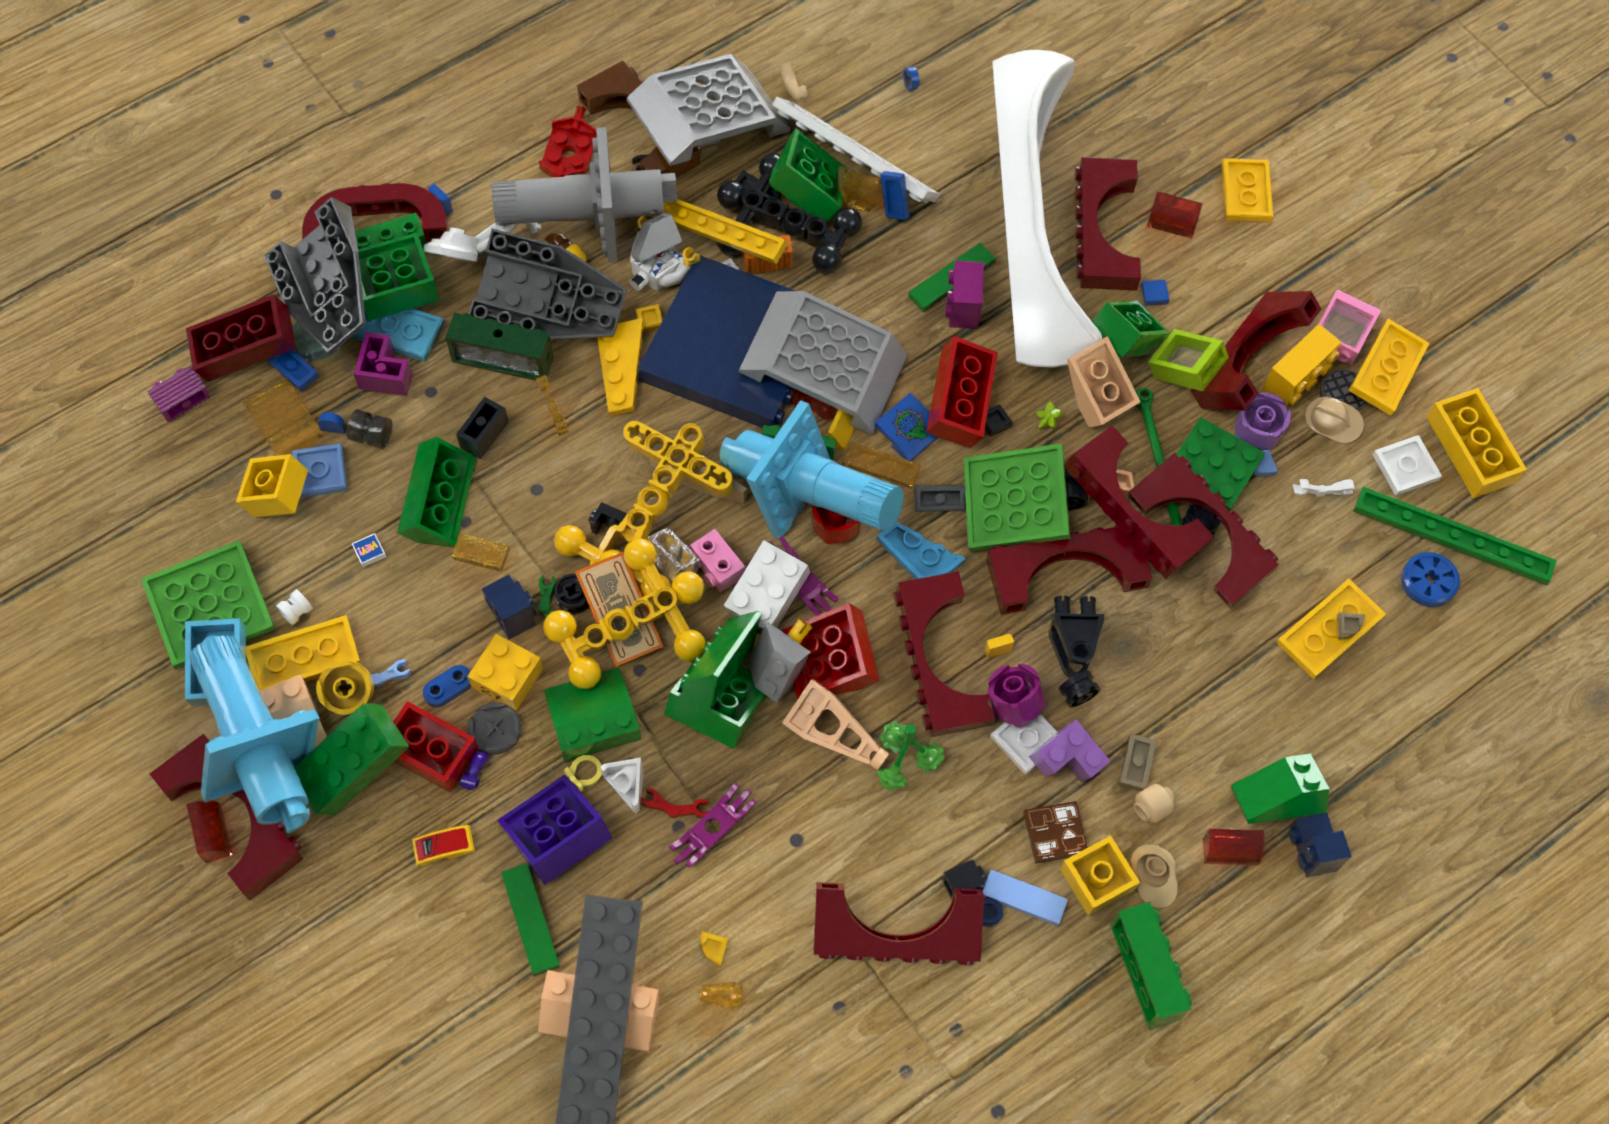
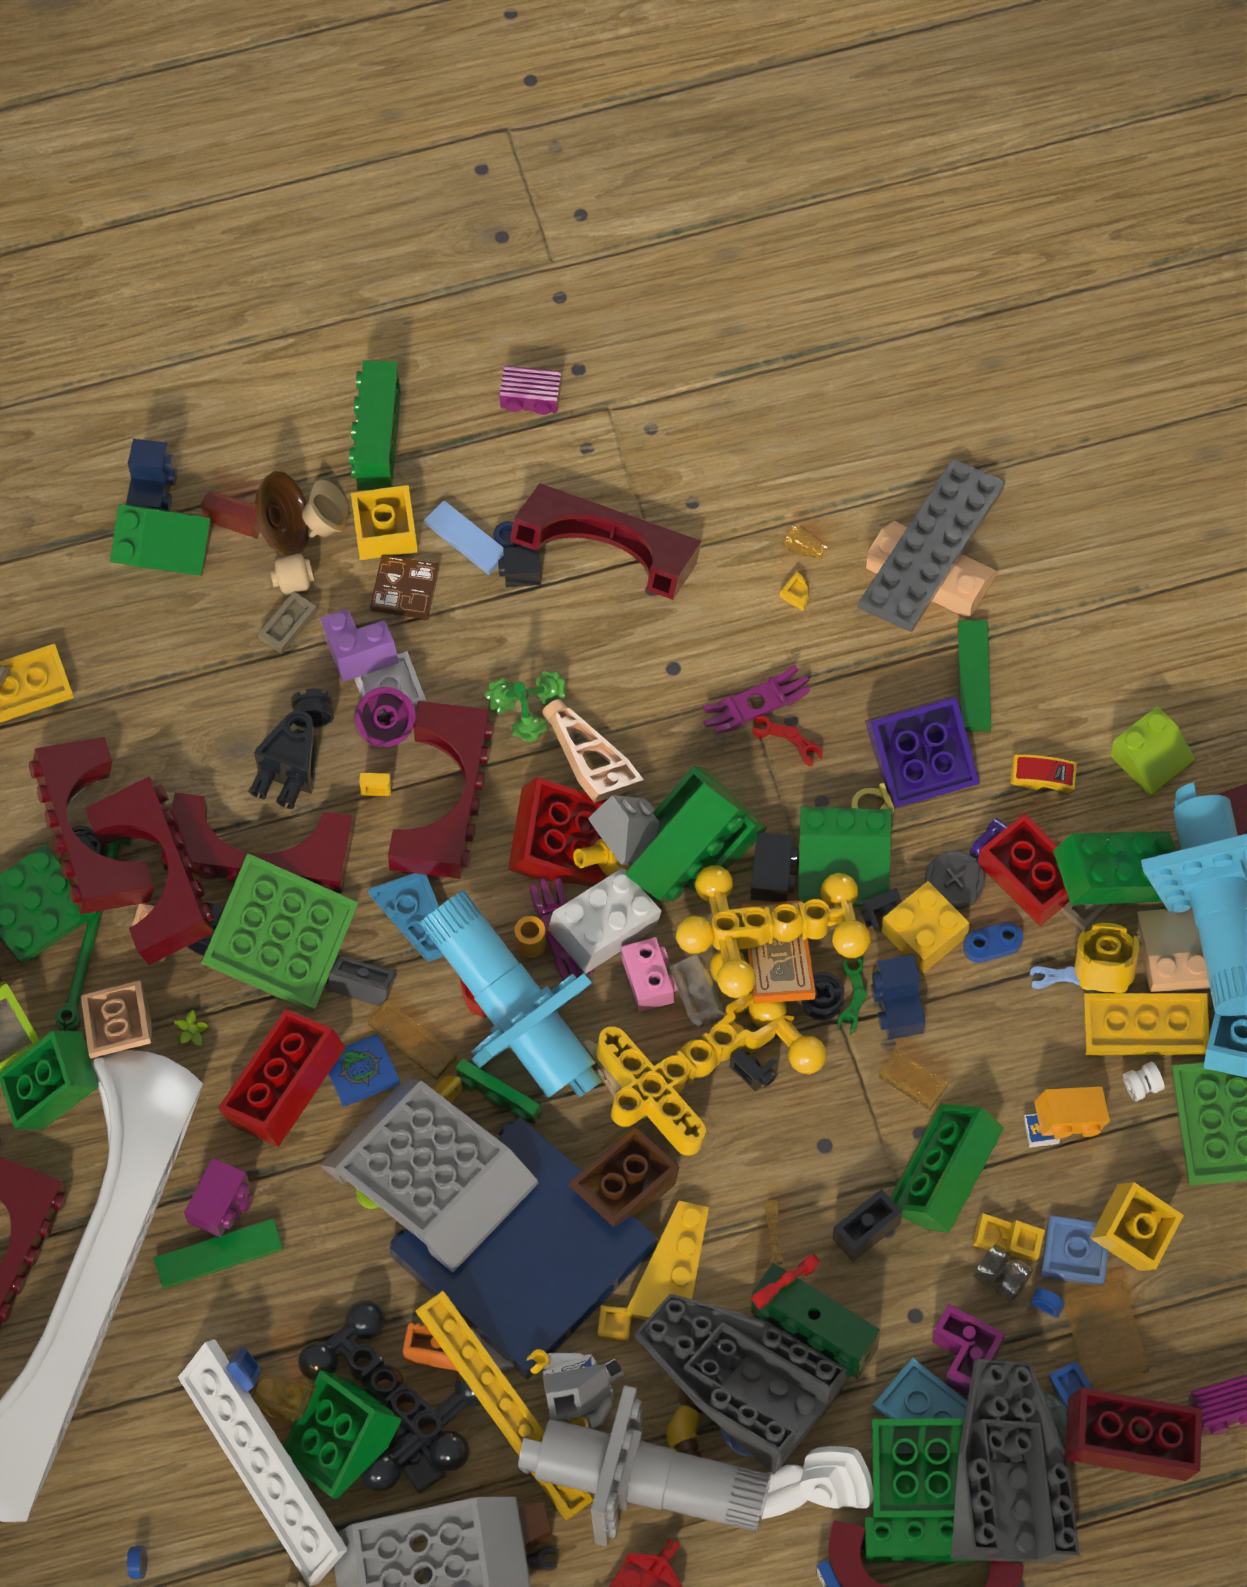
camera: 155 degrees left, 0 degrees up
(345, 560) = (1072, 1111): none -> light orange brick
(352, 896) = (1152, 751): none -> lime slope
(374, 464) = (1016, 1237): none -> yellow slope
(535, 329) = (767, 1293): none -> red piece
(547, 678) = (881, 903): none -> black bracket
(626, 780) = (829, 771): white slope -> none
(648, 682) = (772, 867): none -> black brick
(675, 395) = (626, 1178): none -> reddish brown slope
(821, 558) = (530, 937): none -> light orange brick
(997, 421) = (248, 1046): black tile -> none
(1031, 1063) = (530, 390): none -> magenta brick
(1191, 841) = (279, 513): none -> reddish brown hat

